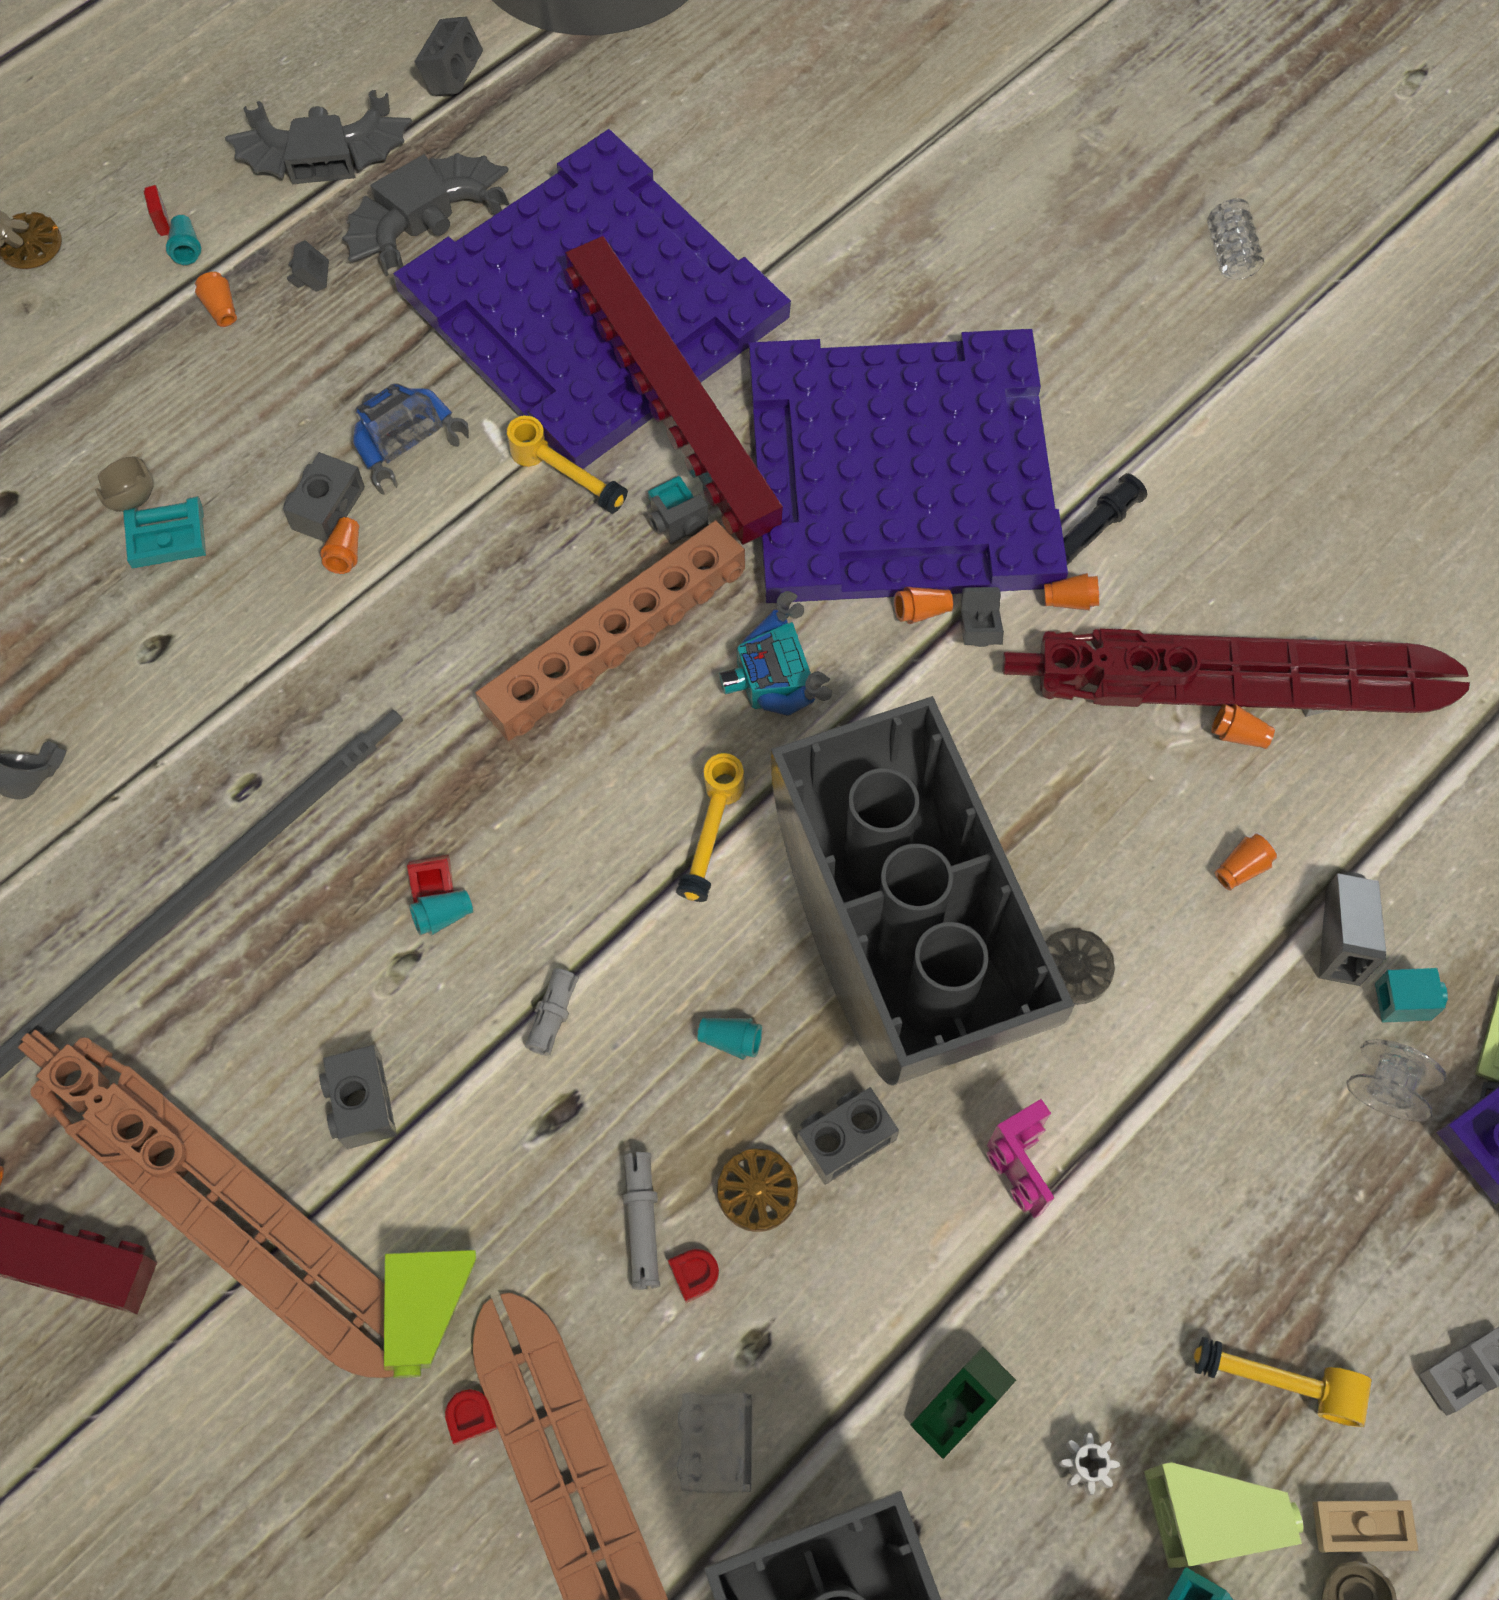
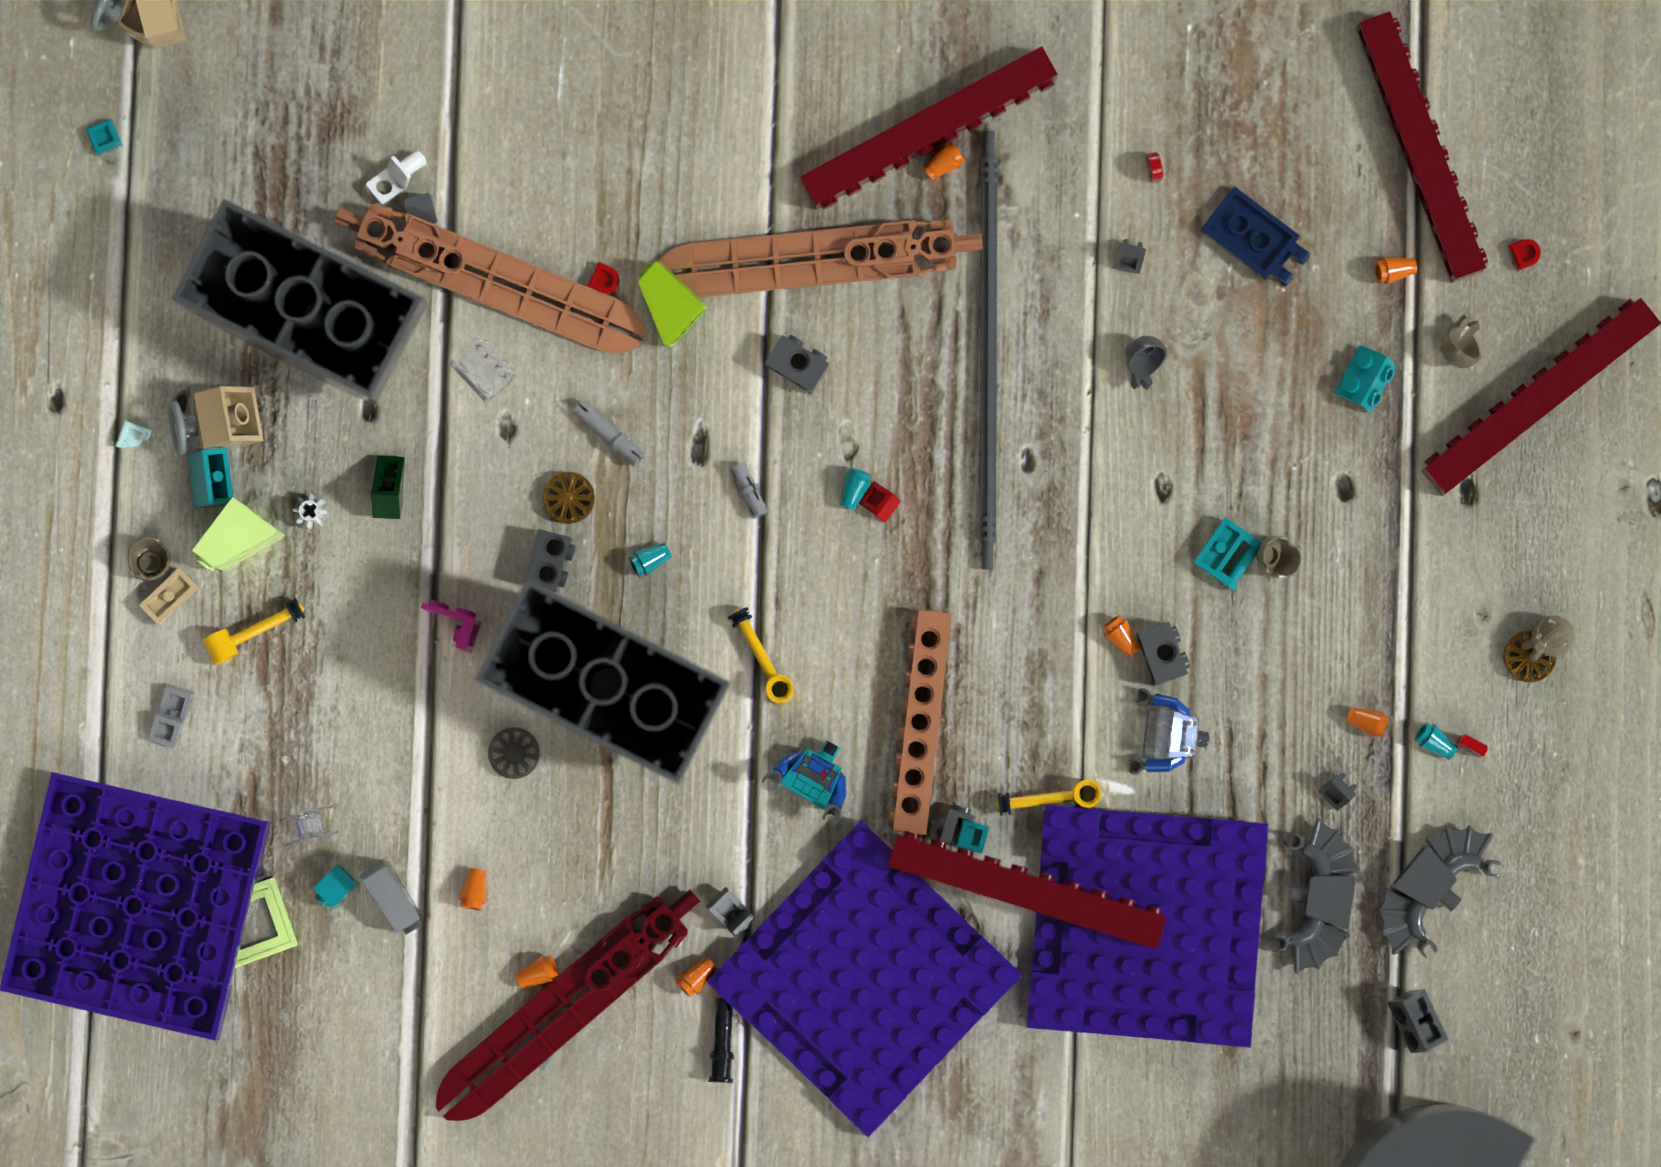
camera: 140 degrees right, 20 degrees up
(695, 1273) = (562, 433): red tile -> none
(919, 604) = (772, 893): orange cone -> none

